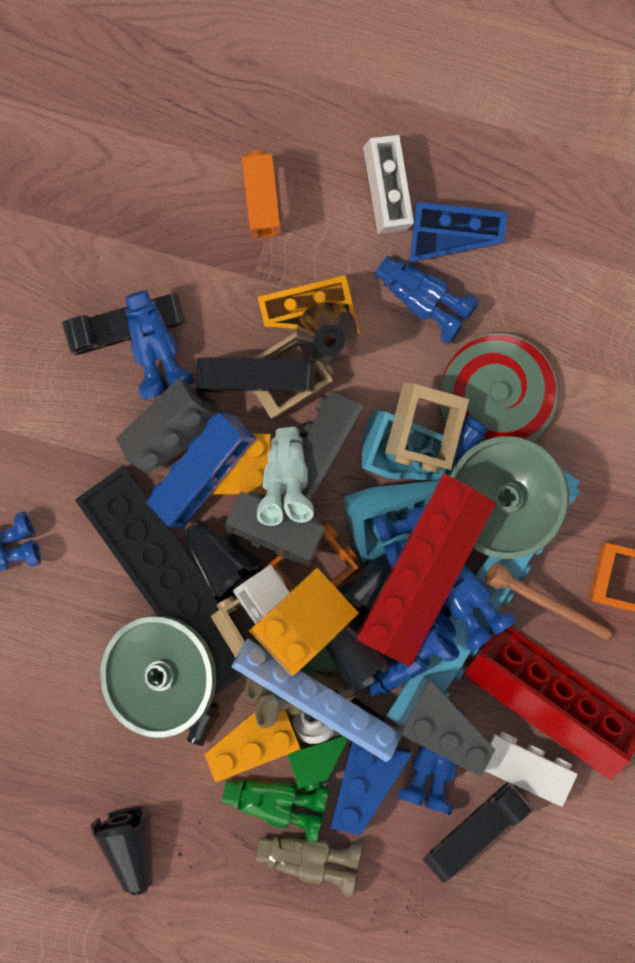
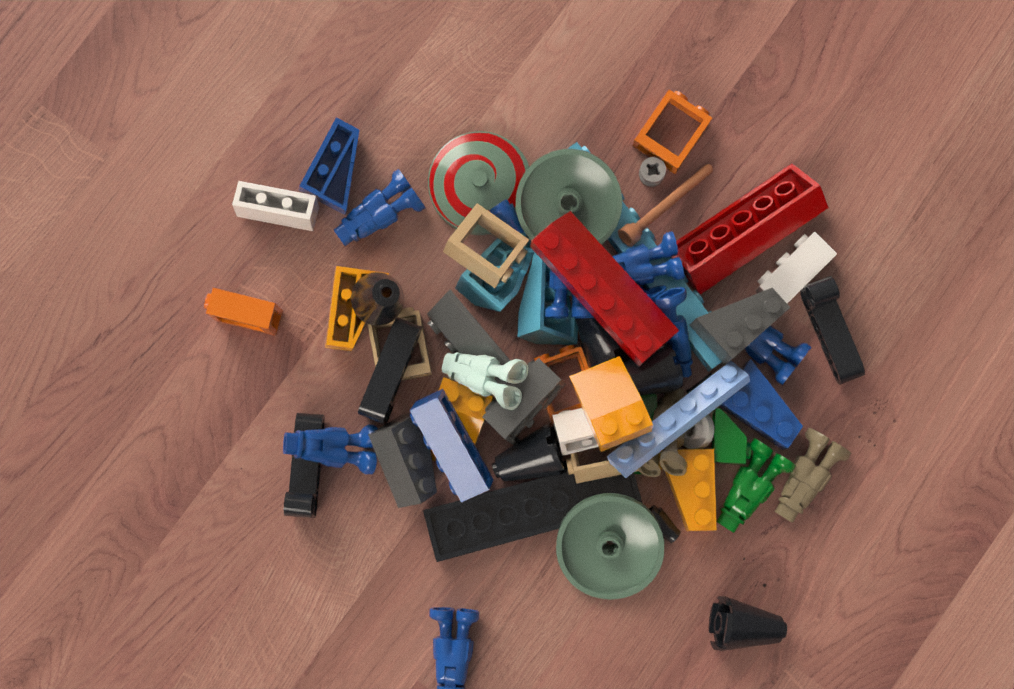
camera: 70 degrees left, 5 degrees down
(574, 573) = (649, 176): none -> light grey wheel

